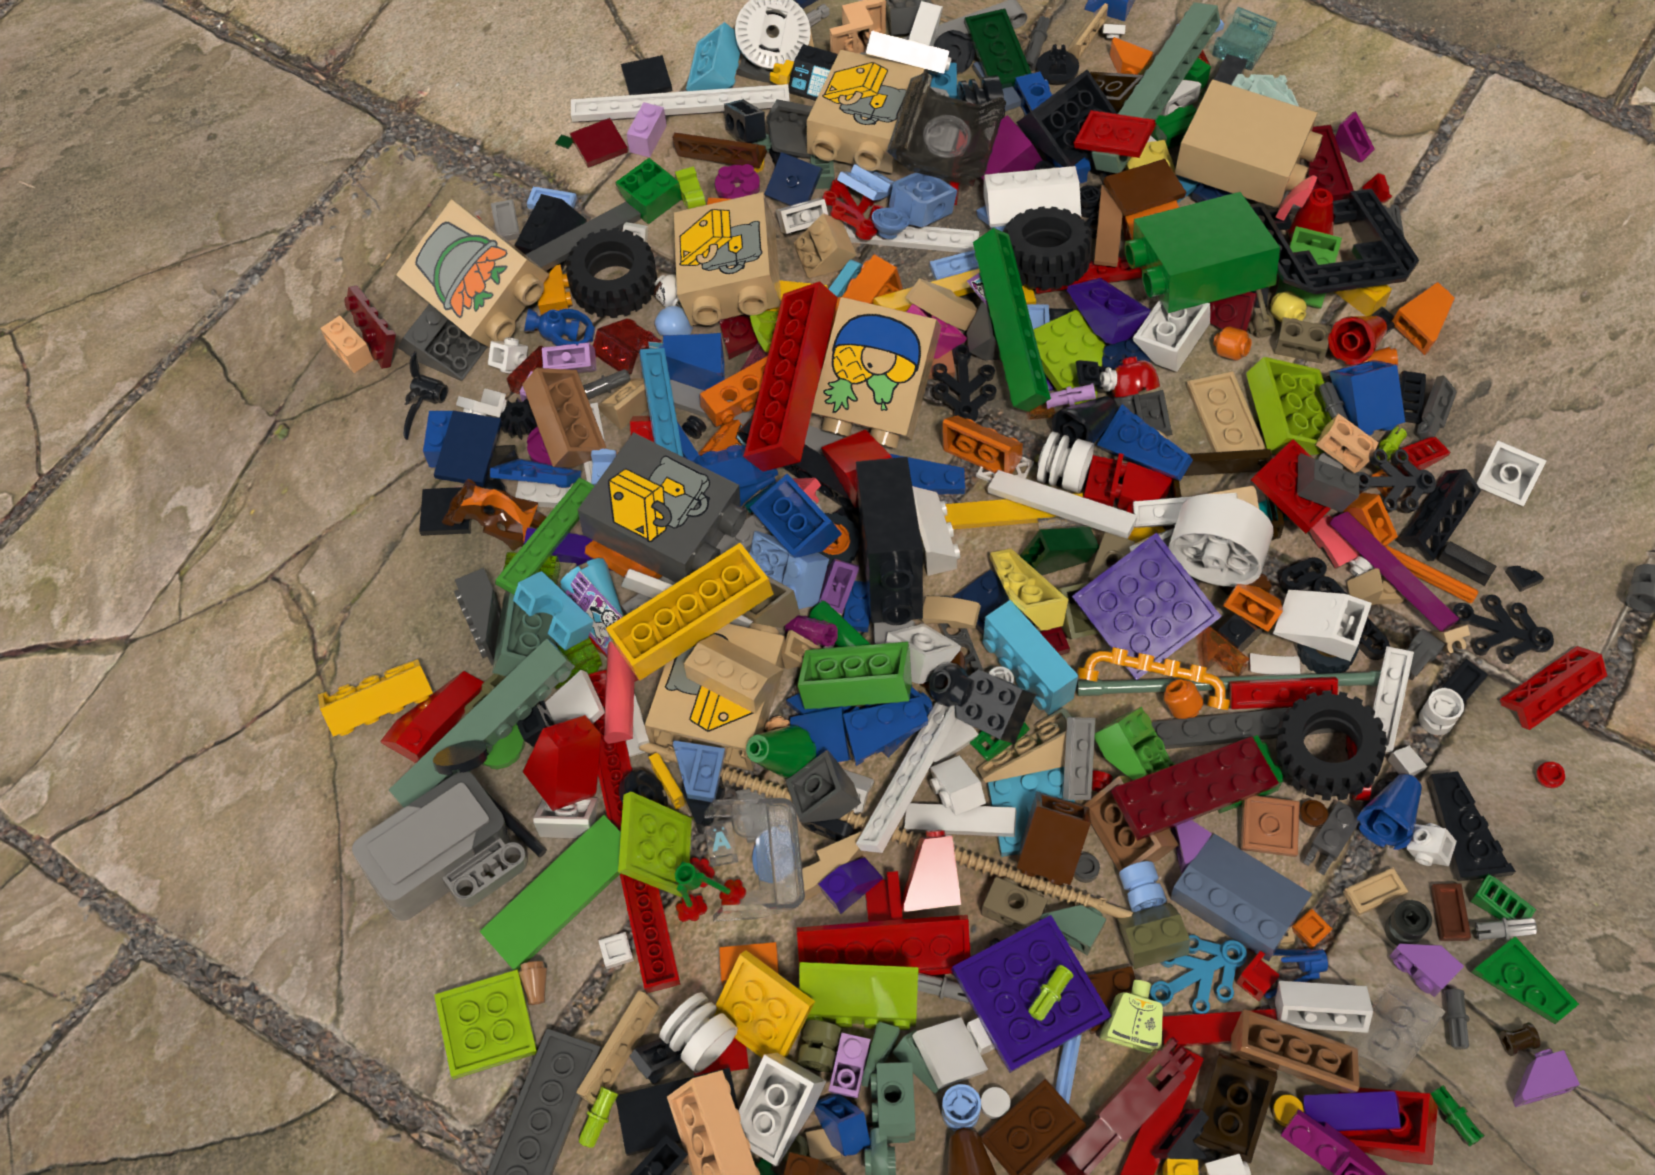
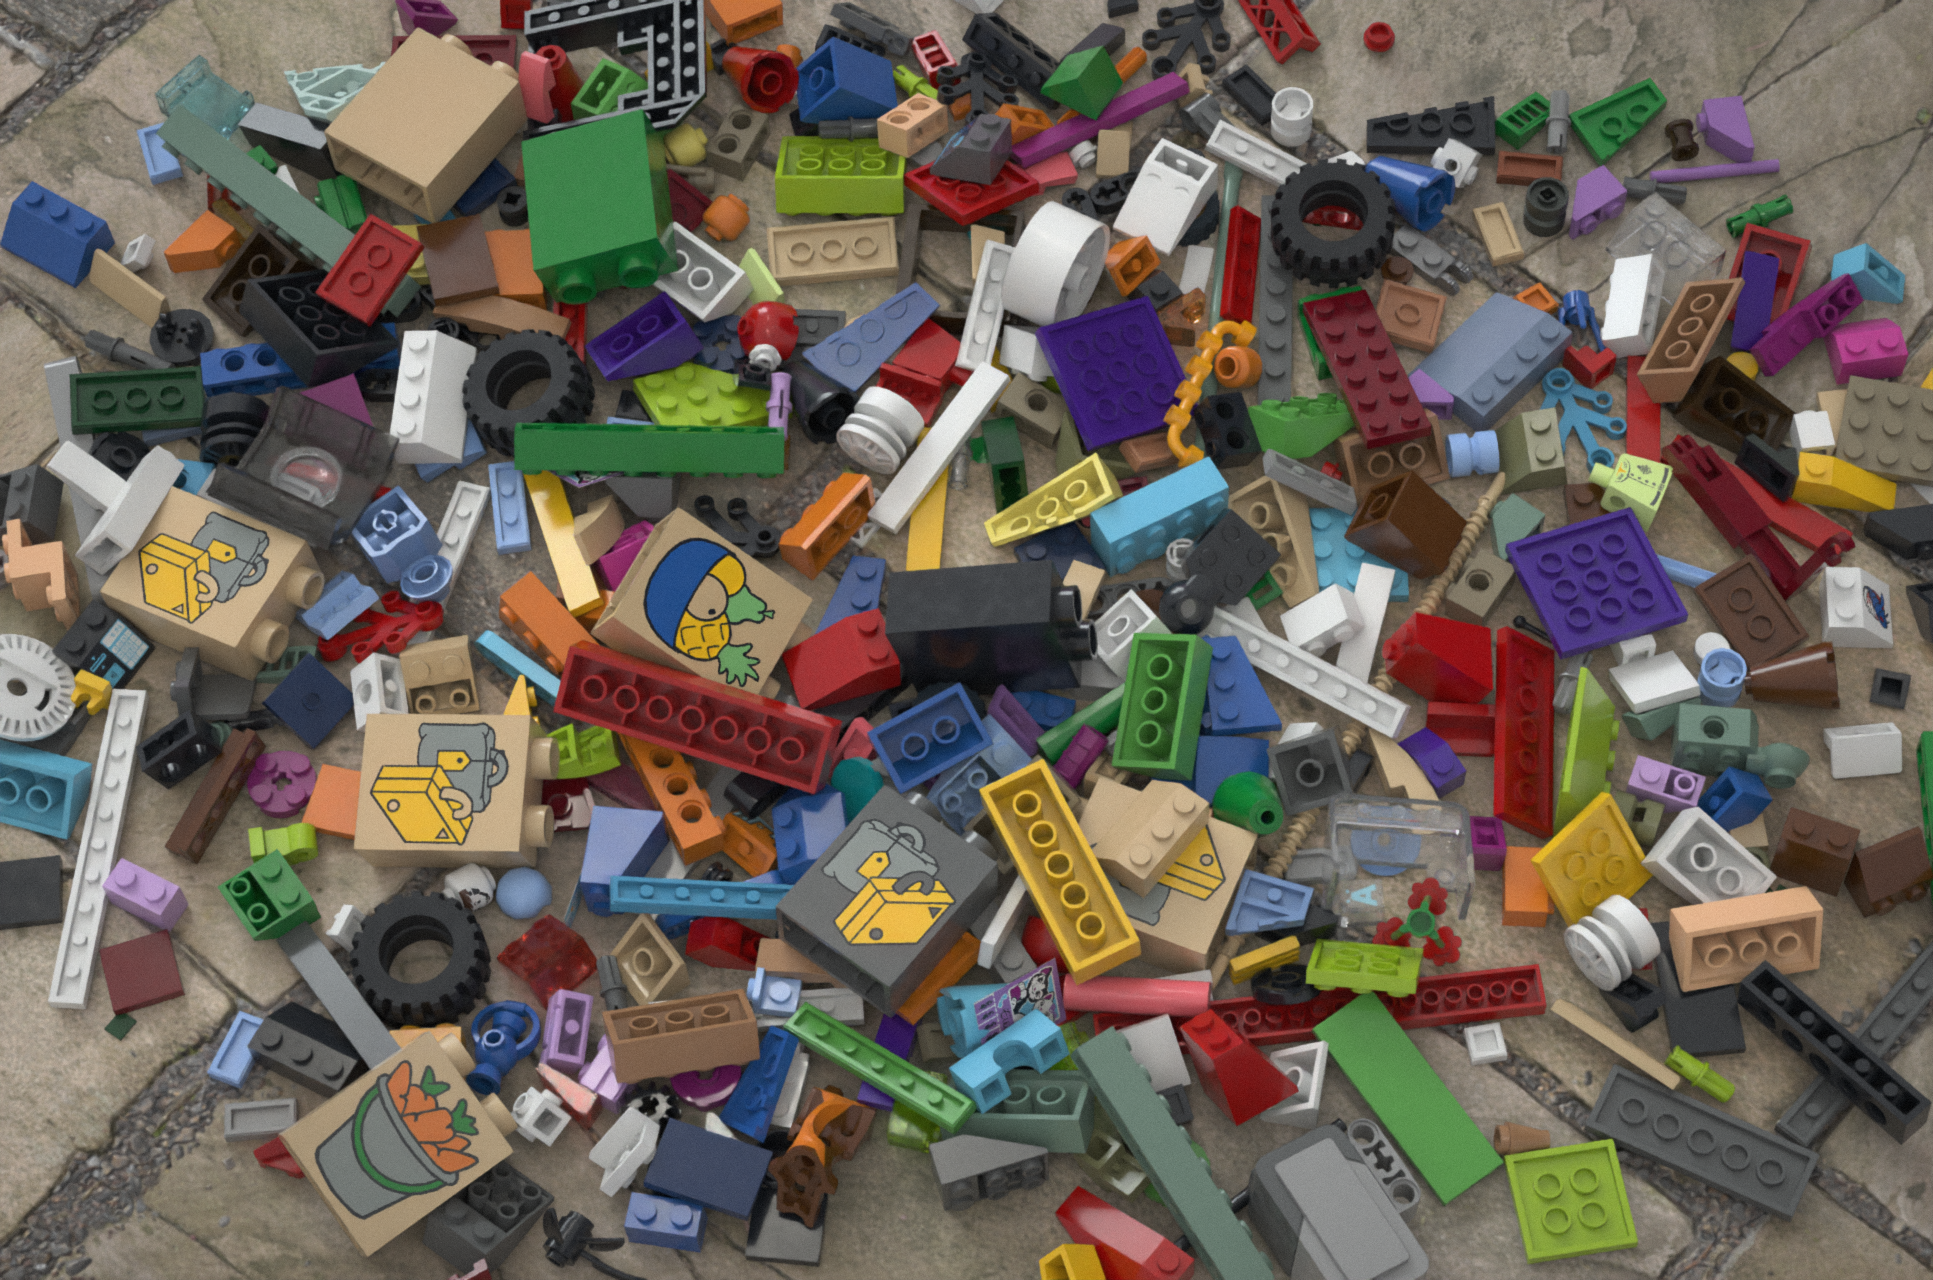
camera: 80 degrees left, 0 degrees up
(461, 756) = (1229, 1175): black tile -> none
(781, 927) = (1487, 843): none -> magenta slope
(881, 1047) = (1633, 743): sand green slope -> none
(1050, 993) = (1603, 555): lime axle -> none
(1087, 642) = (1148, 452): none -> nougat tile
(1122, 702) = (1227, 430): none -> black brick
(1179, 379) = (761, 279): none -> yellowish green slope
(1420, 552) = (1085, 82): none -> green slope
(1497, 1074) = (1715, 171): none -> medium lavender bar

